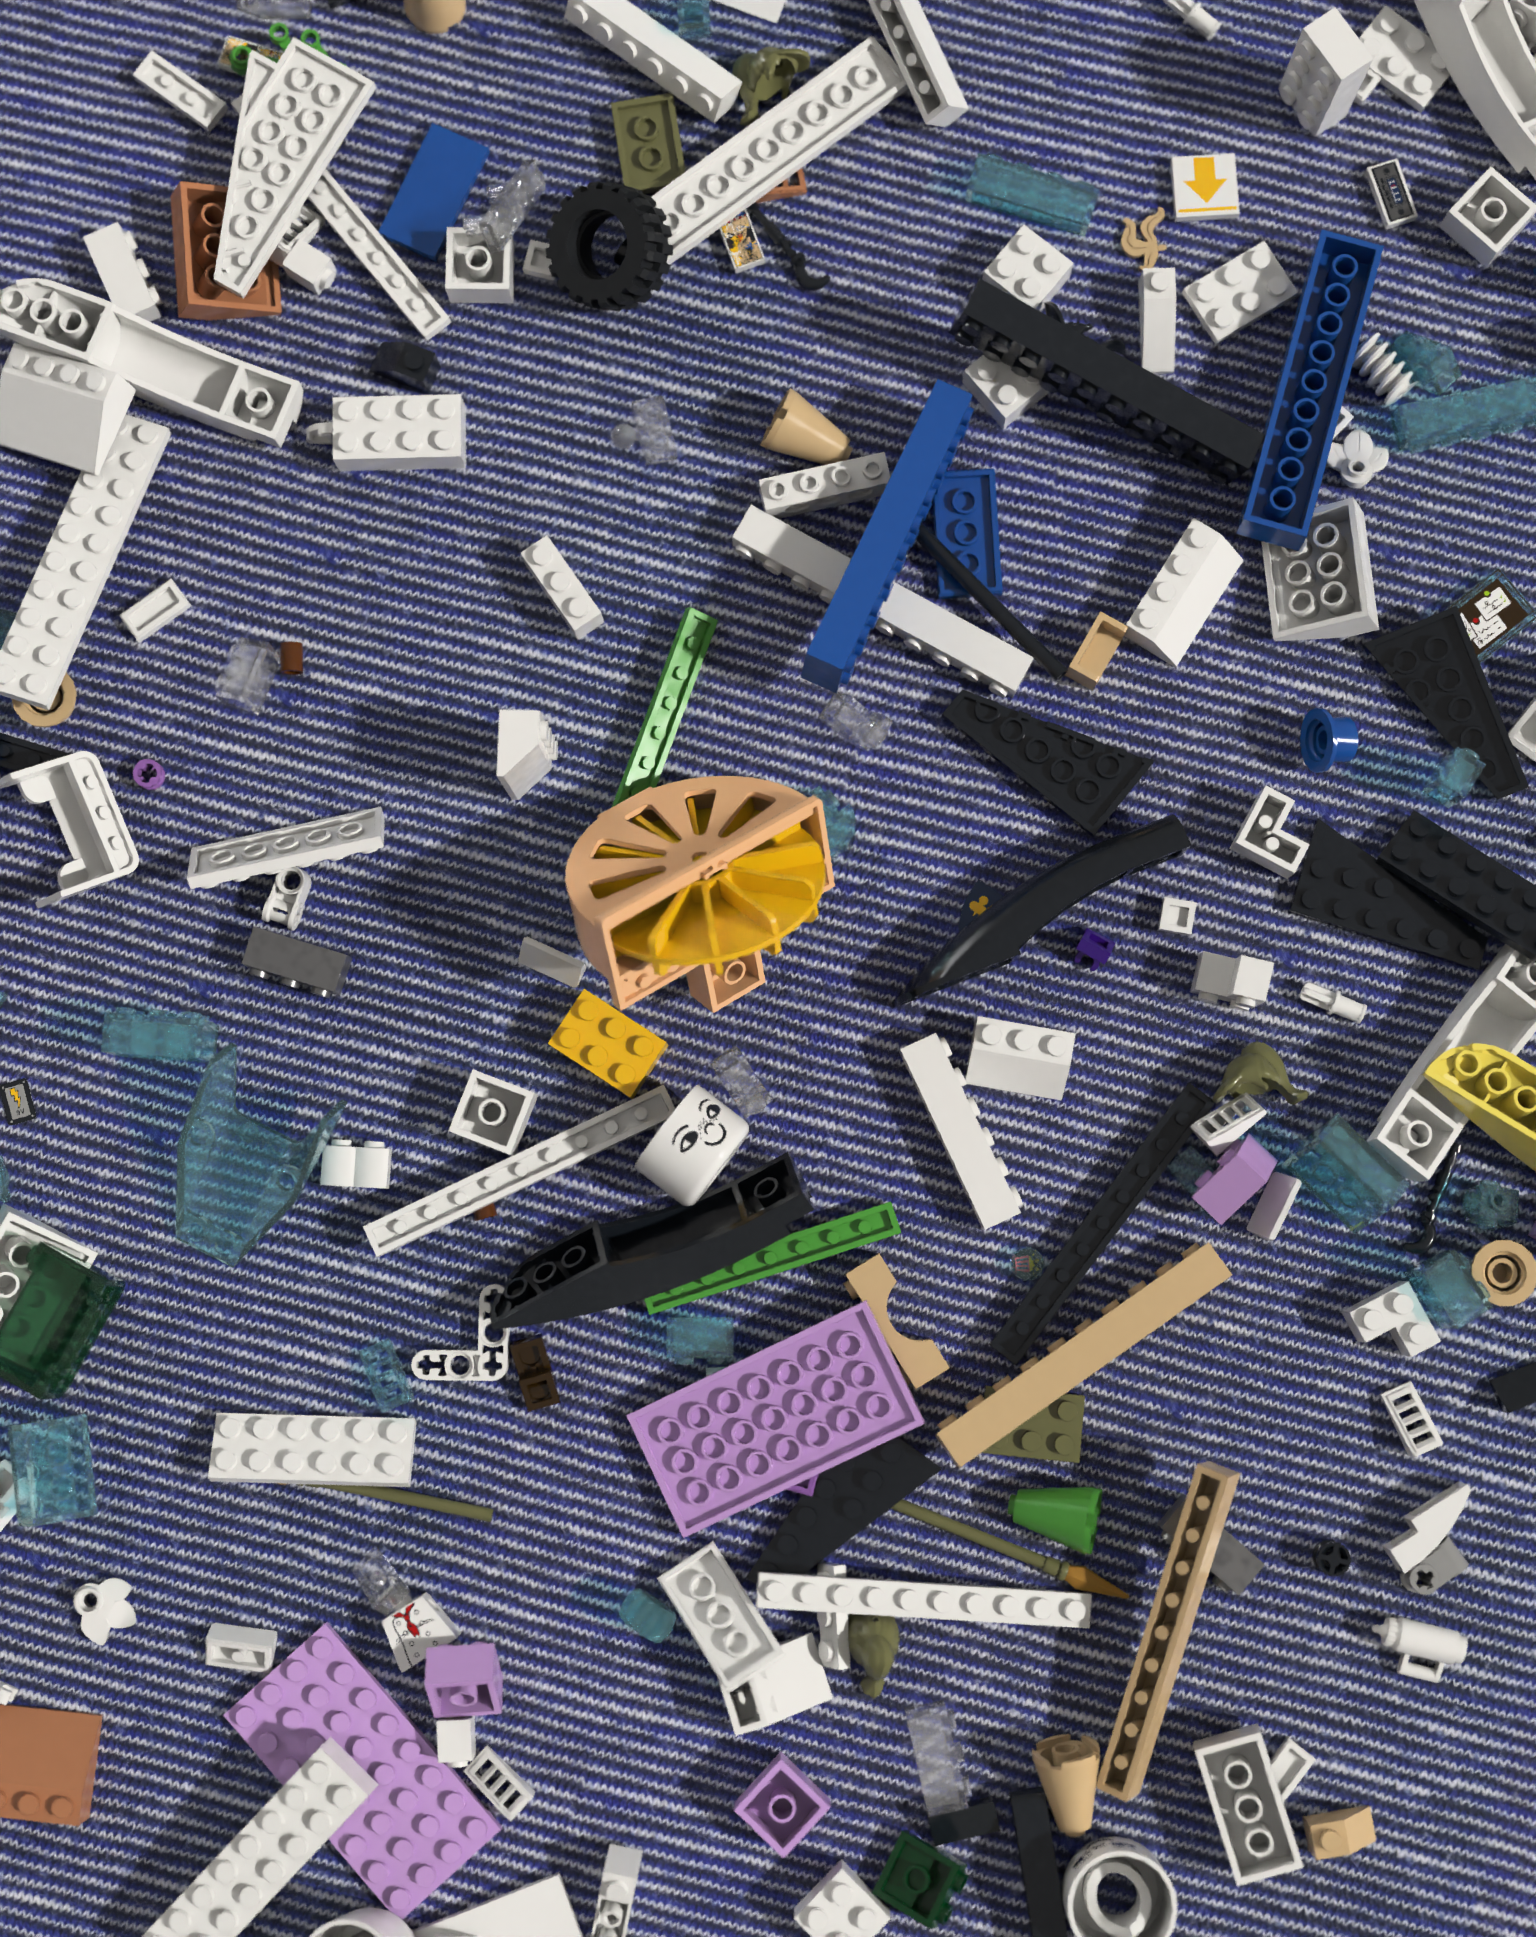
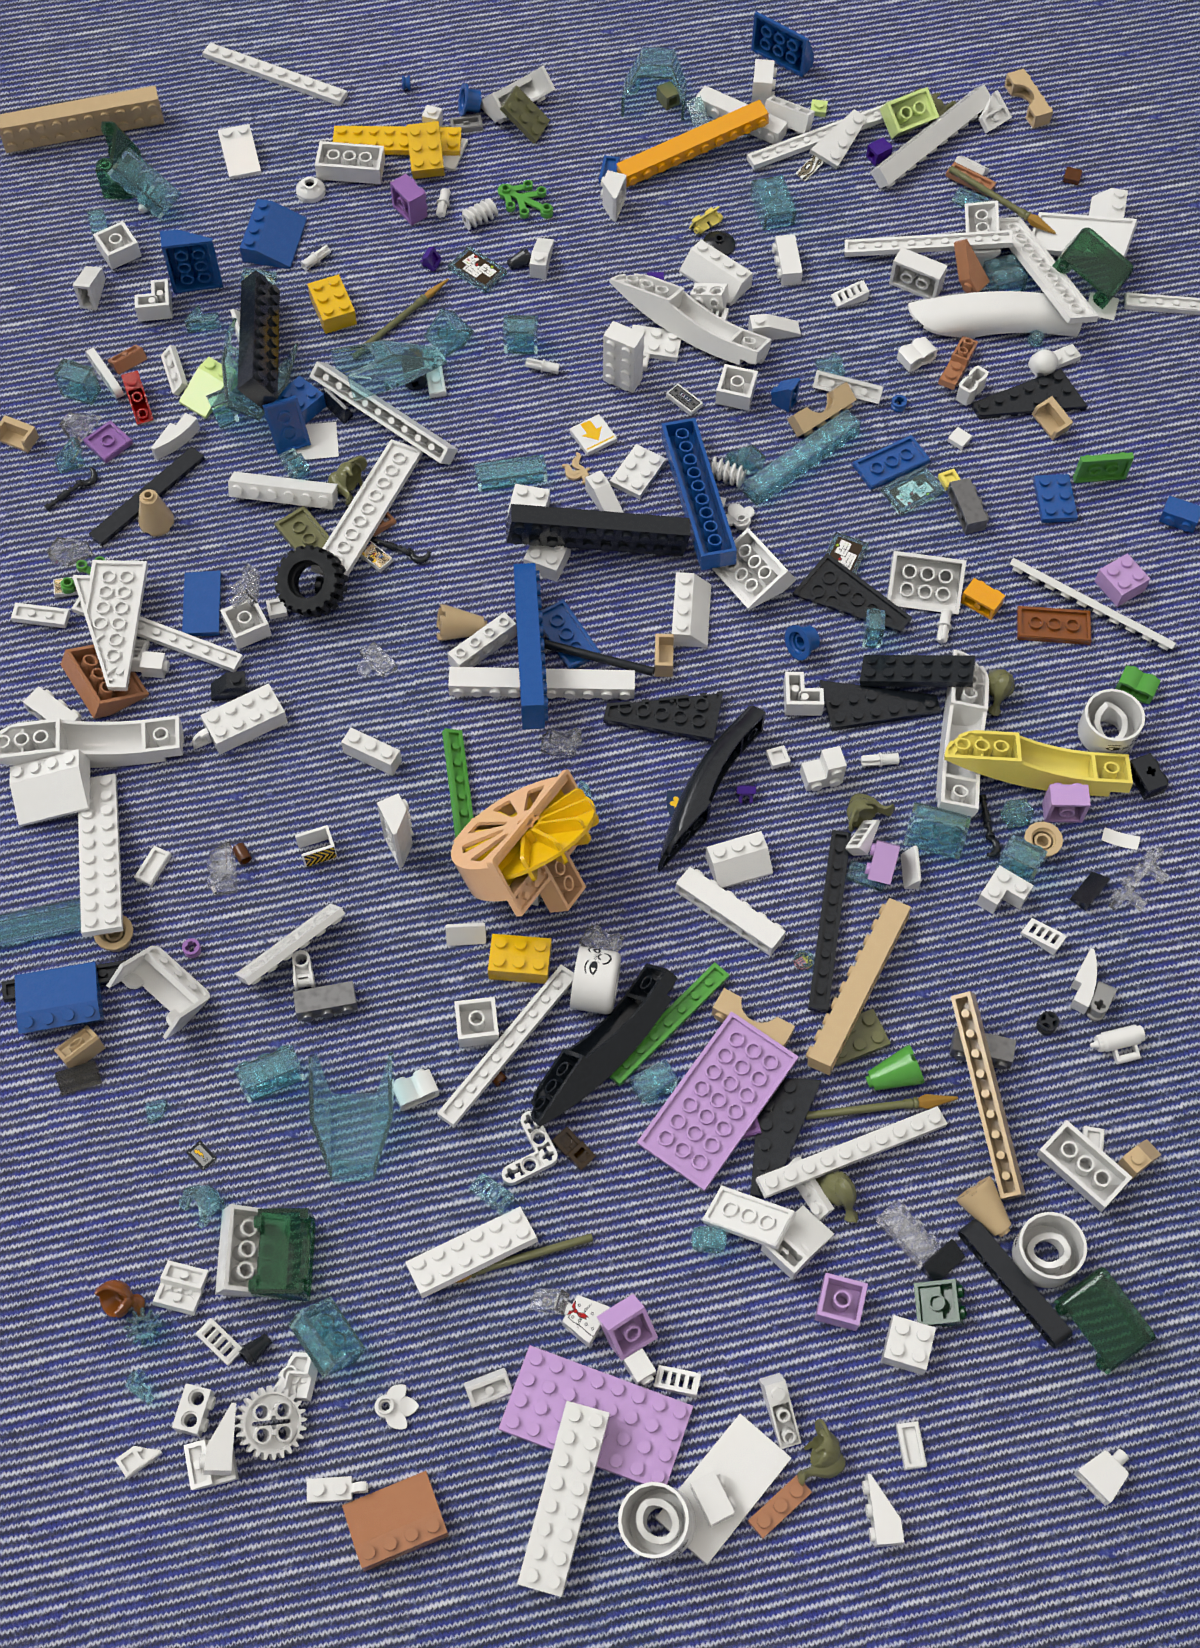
camera: 35 degrees left, 20 degrees down
(408, 687) = (314, 836): none -> white piece

